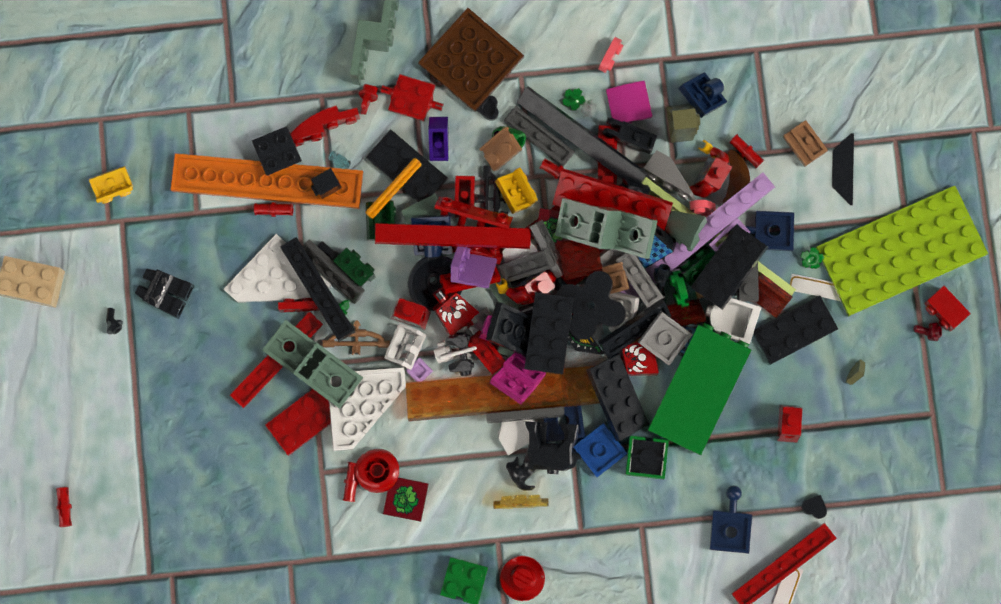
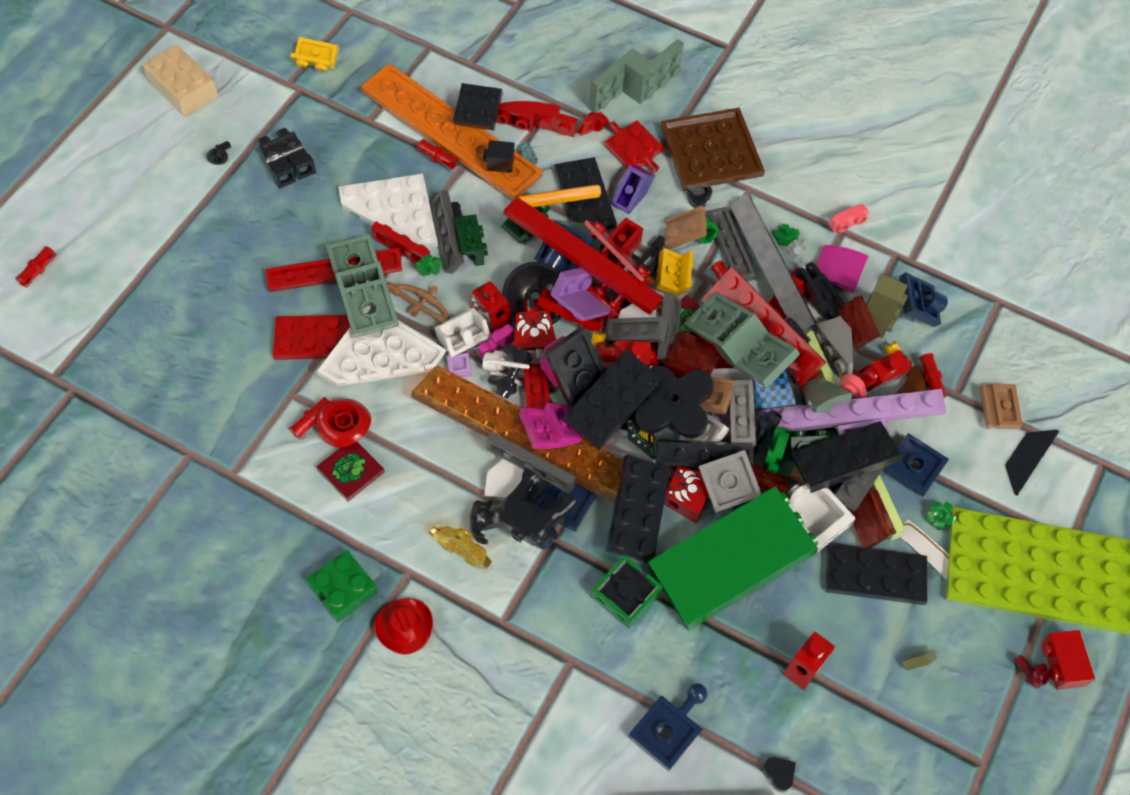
camera: 25 degrees right, 20 degrees down
(317, 289) = (420, 231): black plate -> none
(433, 331) = (497, 340): none -> dark pink plate
(600, 450) = (582, 553): blue plate -> none
(672, 146) = (860, 321): none -> clear red plate

